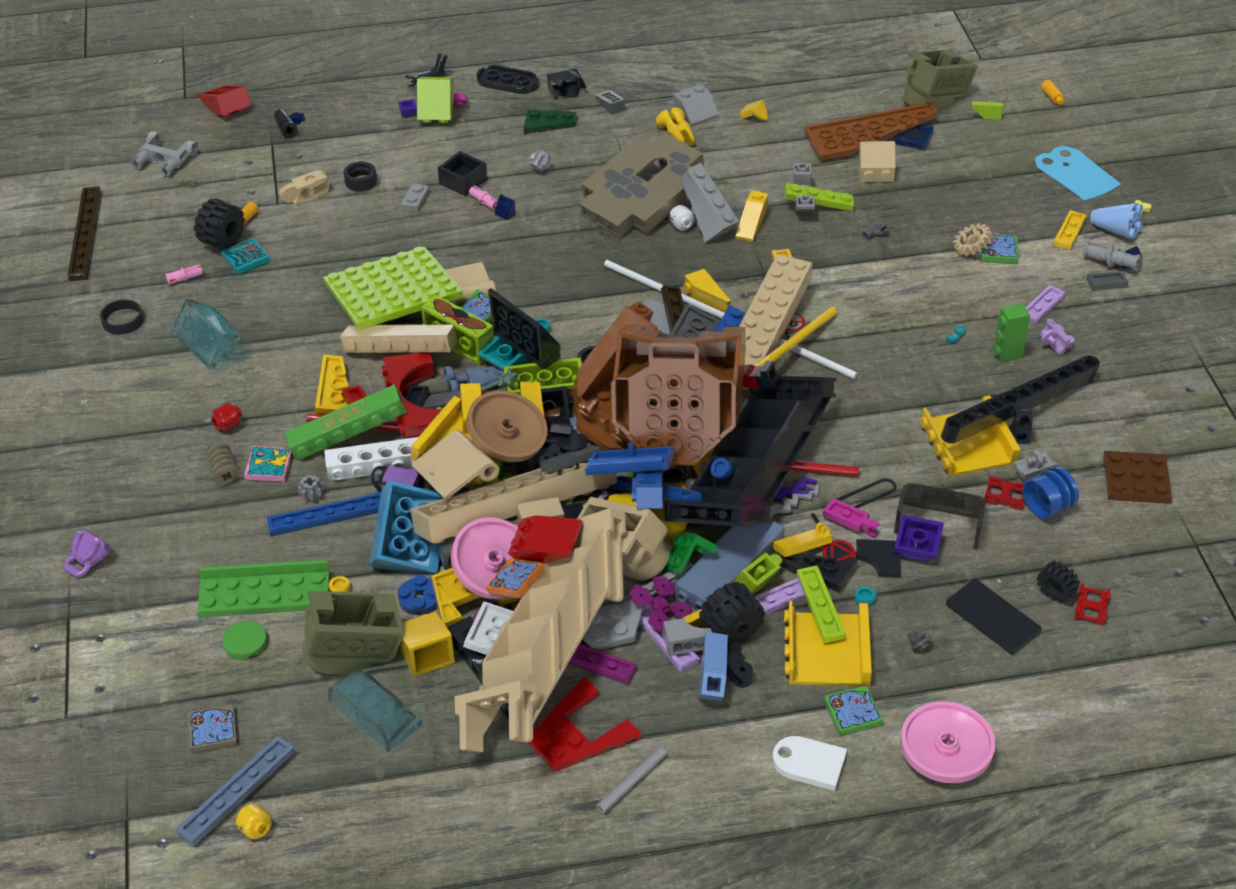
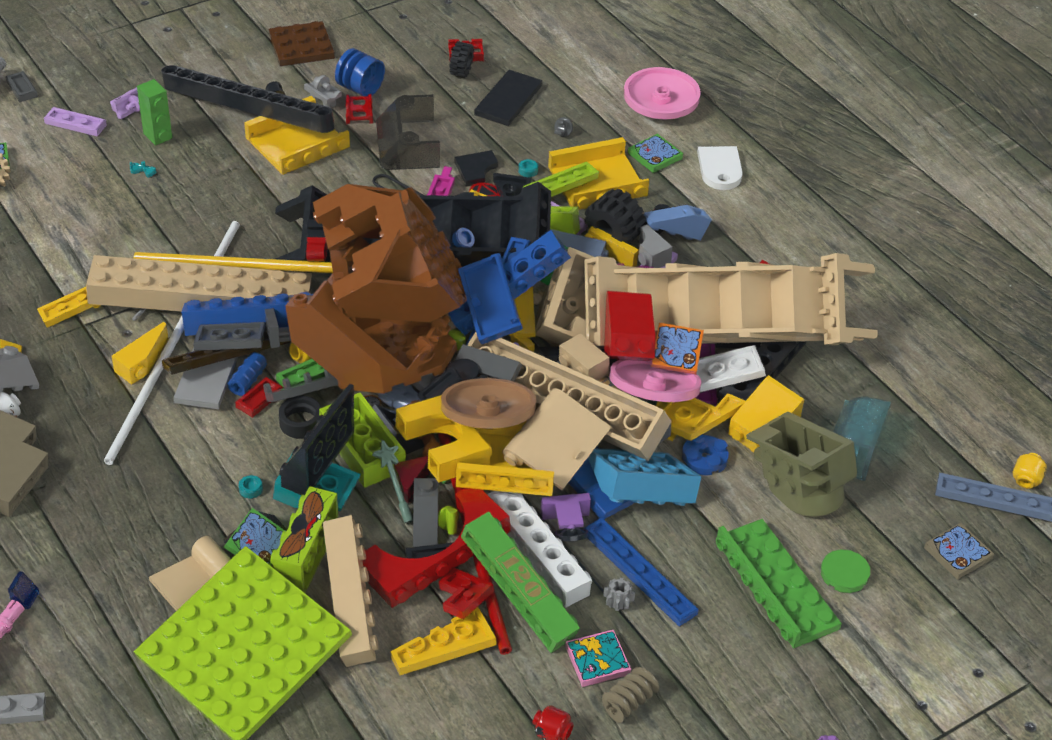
camera: 115 degrees left, 0 degrees up
(339, 584) = (731, 520): yellow tile -> none
(472, 375) = (377, 513): sand blue piece -> none
(629, 781) = (794, 253): light grey piece -> none
(918, 538) = (453, 139): dark purple slope -> none

